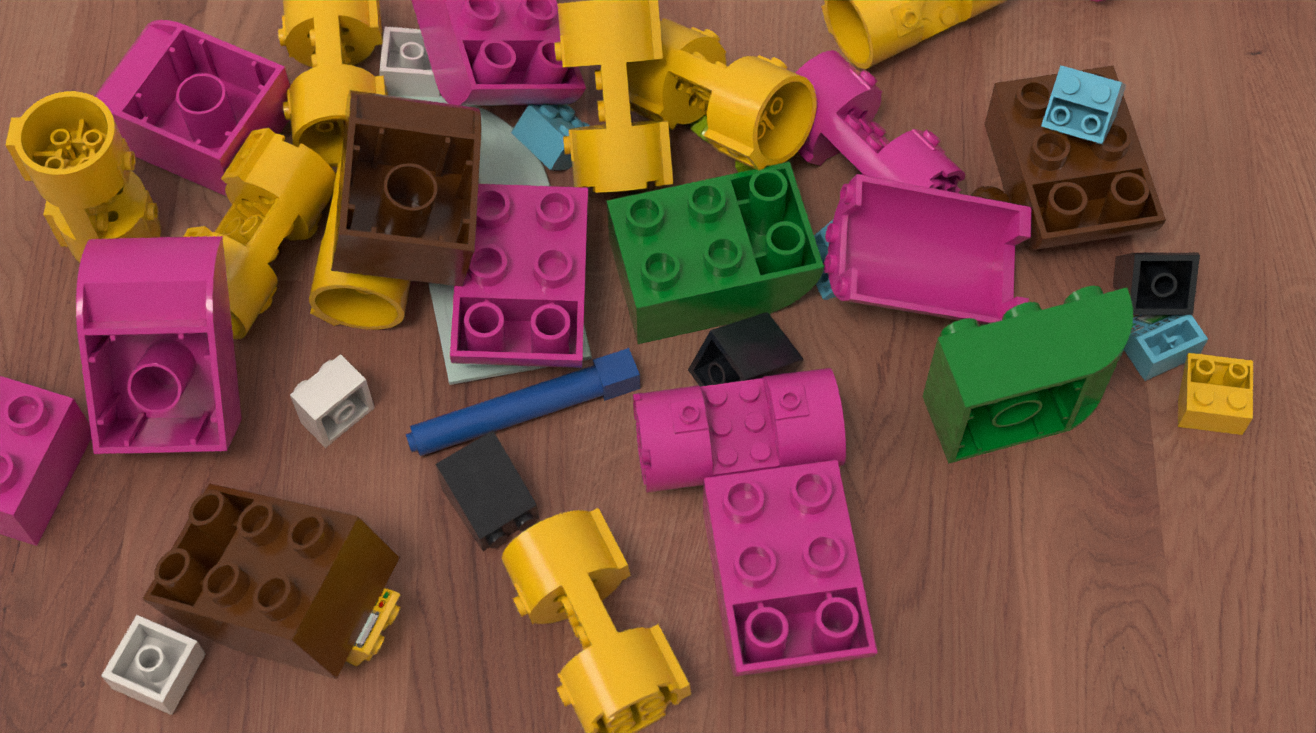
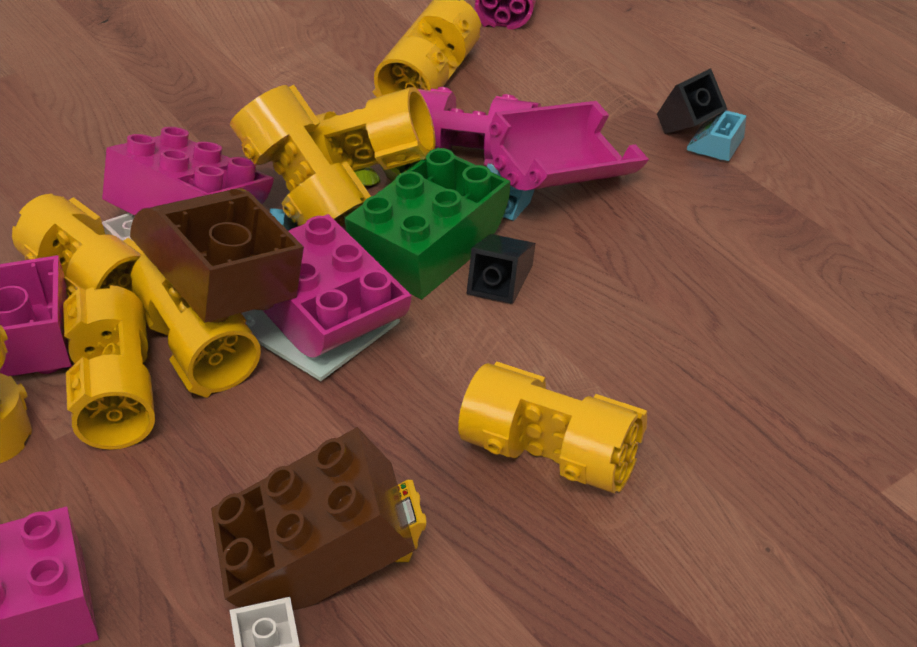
camera: 35 degrees left, 20 degrees down
(157, 345) = (110, 435): dark pink brick -> none
(332, 400) = (252, 422): white brick -> none
(487, 491) = (406, 411): black slope -> none
(608, 377) = (423, 319): blue brick -> none
(738, 428) = (537, 287): dark pink cylinder -> none
(786, 568) = (634, 335): dark pink brick -> none
(1025, 373) = (669, 173): green brick -> none
(1071, 183) = (587, 69): reddish brown brick -> none
(1083, 104) = (580, 34): medium azure slope -> none
(1216, 394) = (774, 143): yellow slope -> none

